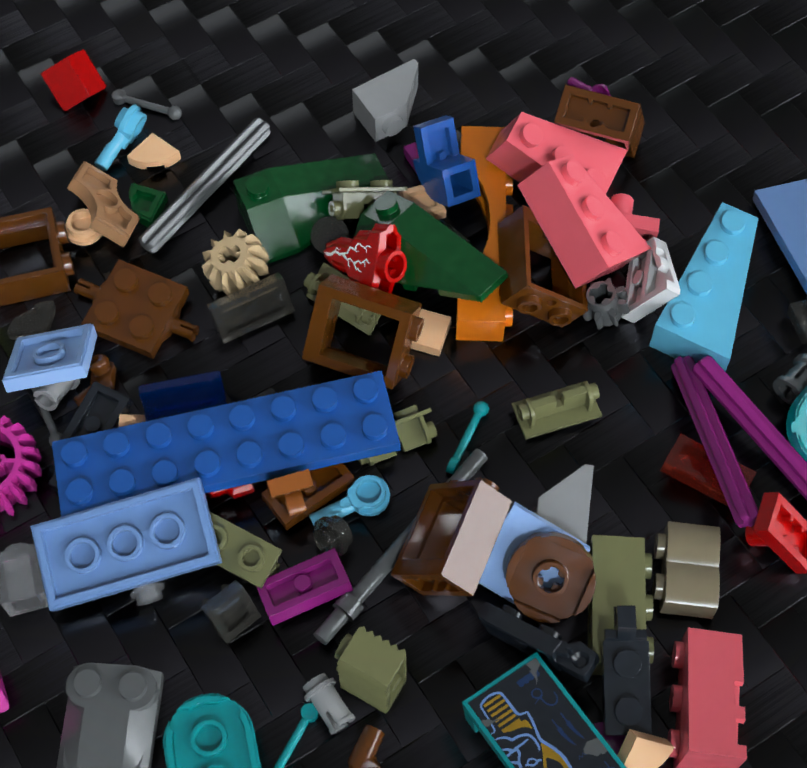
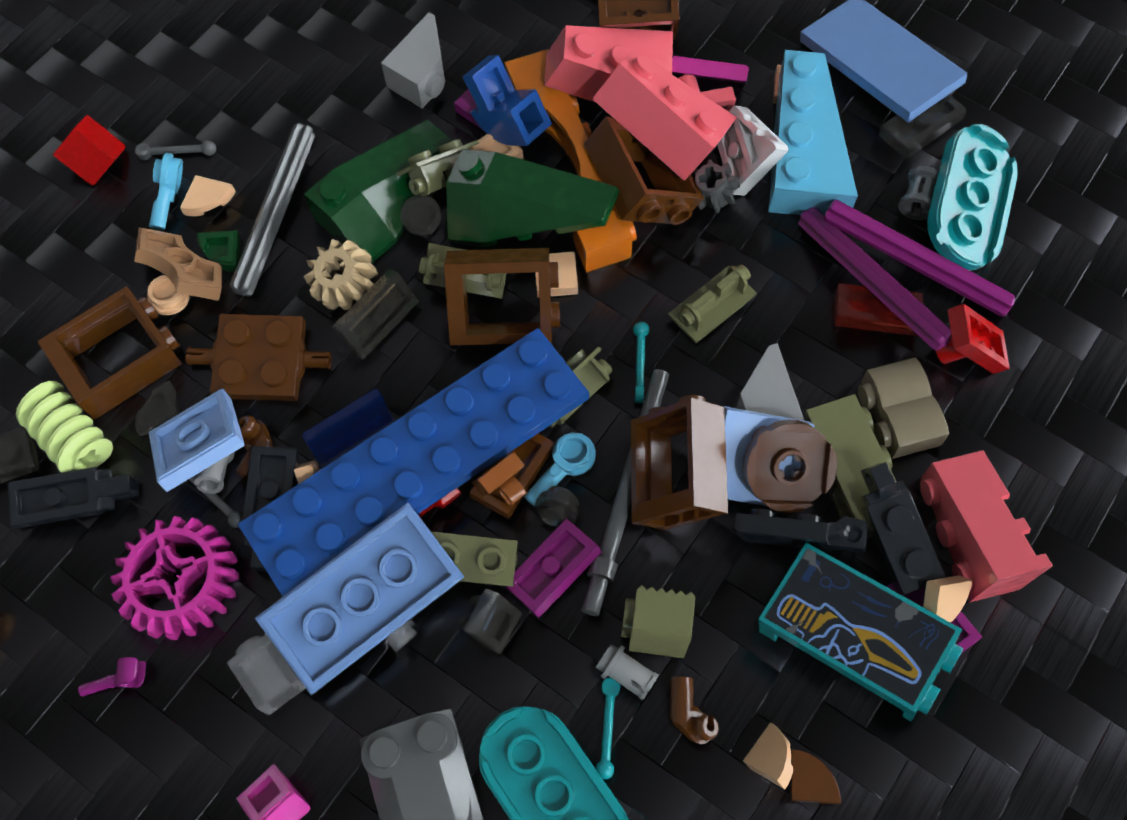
camera: 20 degrees left, 5 degrees up
(370, 257) = (475, 220): red rock -> none
(649, 196) = (710, 69): none -> dark pink tile

